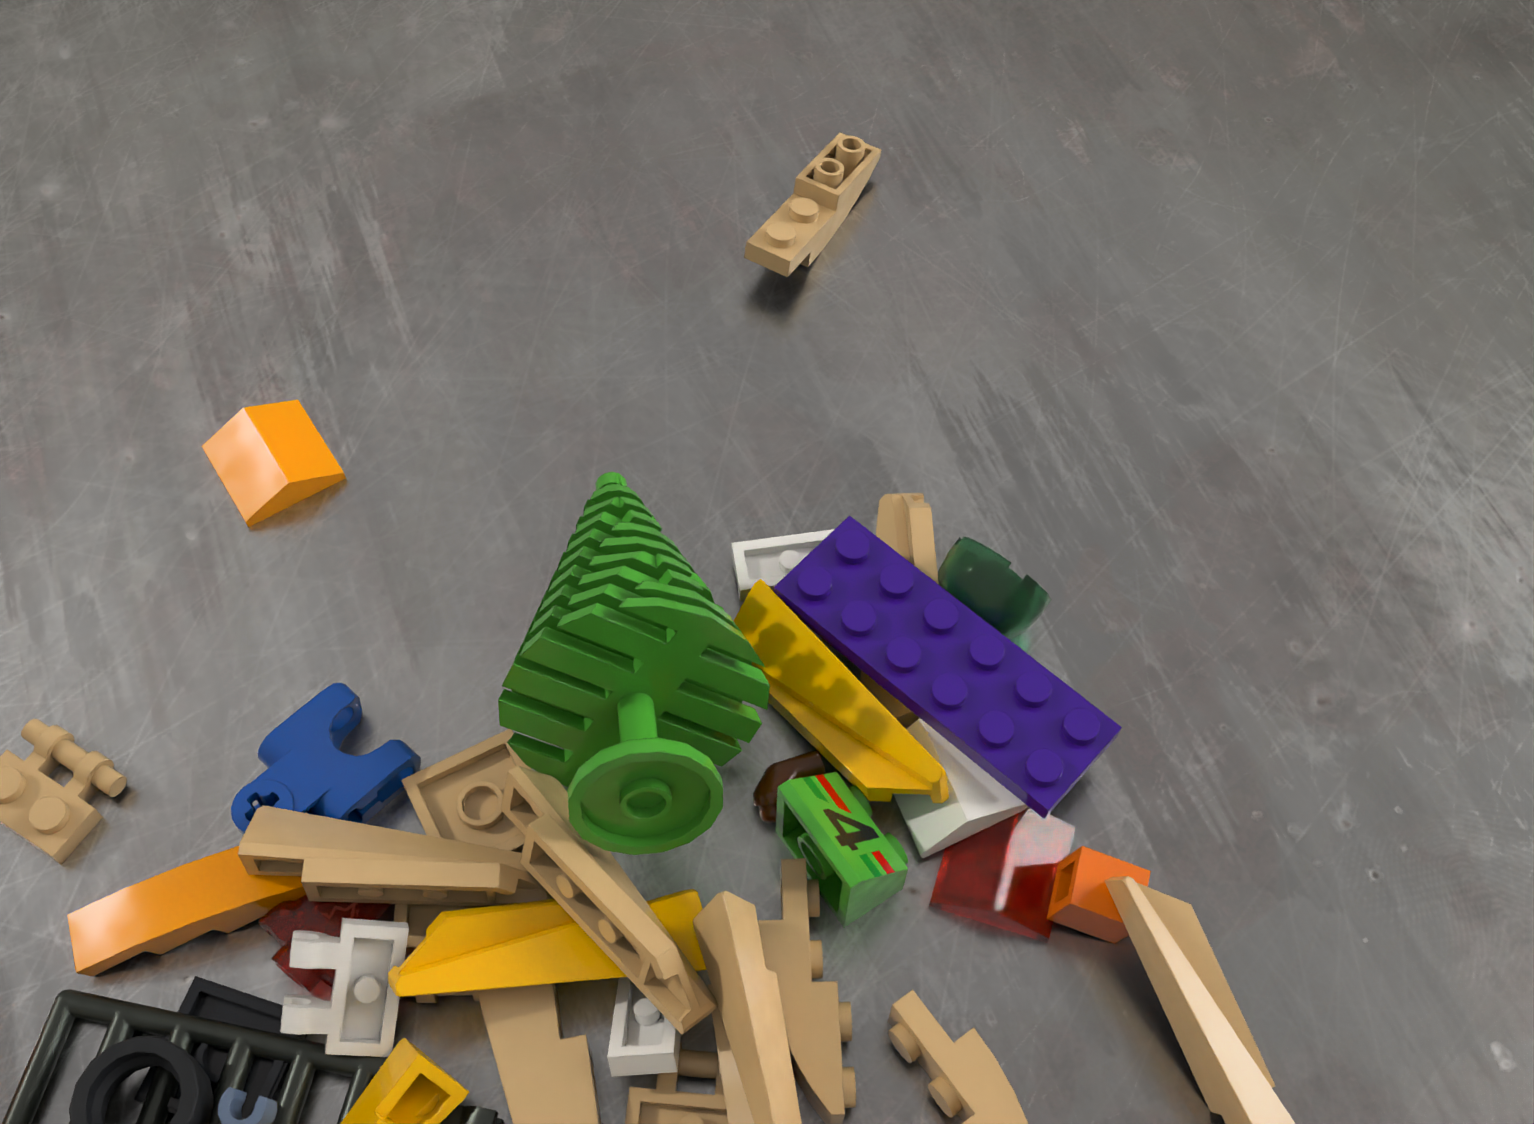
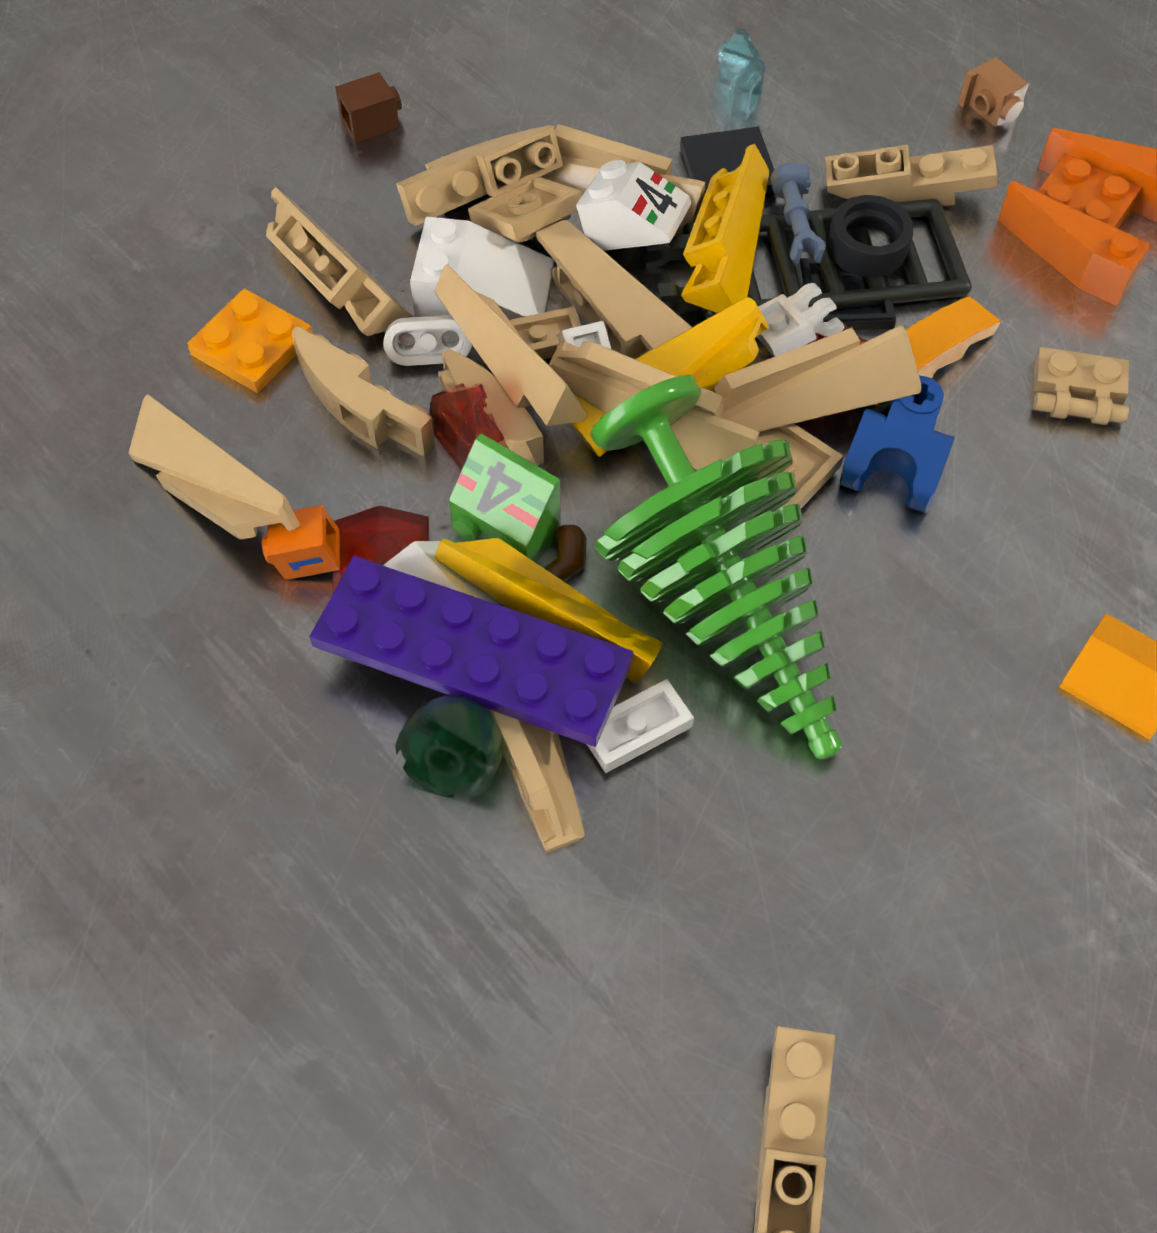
camera: 160 degrees right, 0 degrees up
(849, 983) = (460, 419): none -> clear red slope

